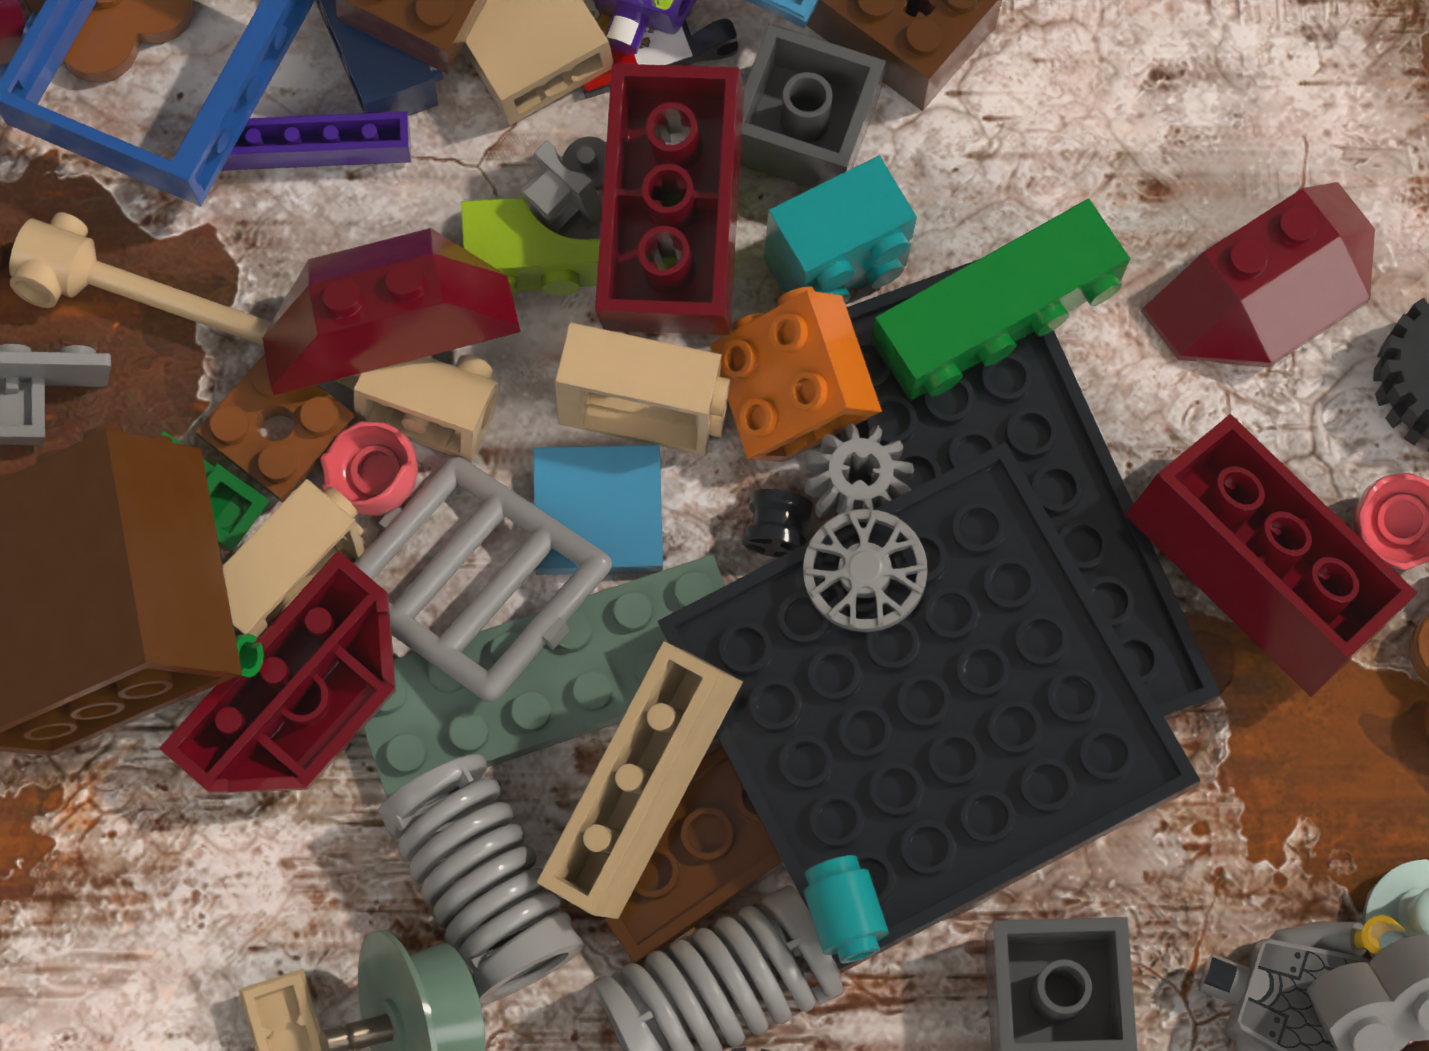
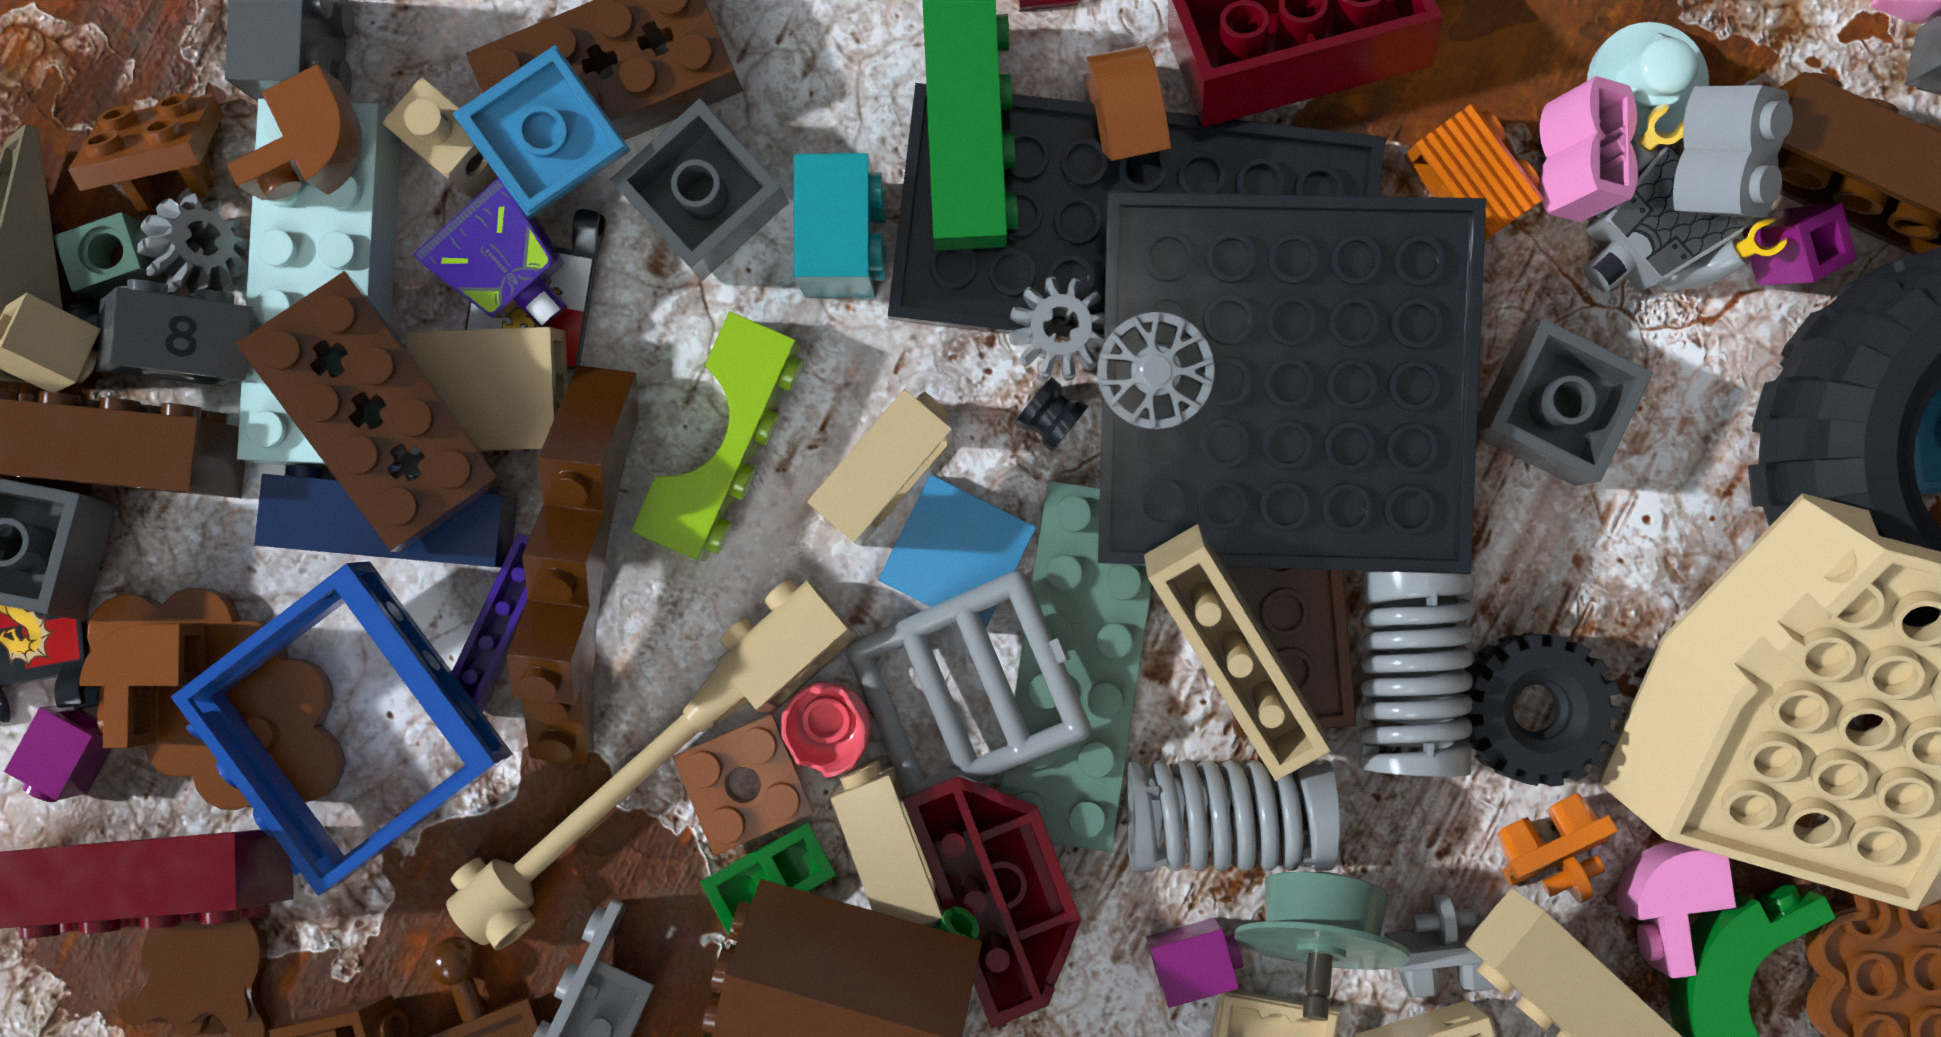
camera: 55 degrees left, 15 degrees up
(318, 927) = (1195, 961): none -> magenta brick
(385, 309) = (697, 646): dark red wedge -> none
(402, 150) = (566, 560): none -> reddish brown arch
(567, 188) = (662, 430): light grey hips -> none
(641, 170) = (696, 367): dark red brick -> none
(795, 375) = (938, 331): orange brick -> none
(845, 909) = (1437, 545): teal brick -> none
(1104, 429) = (1127, 102): none -> dark orange brick
(1236, 799) = (1471, 161): none -> orange brick
(1320, 887) = (1588, 149): none -> bright pink brick

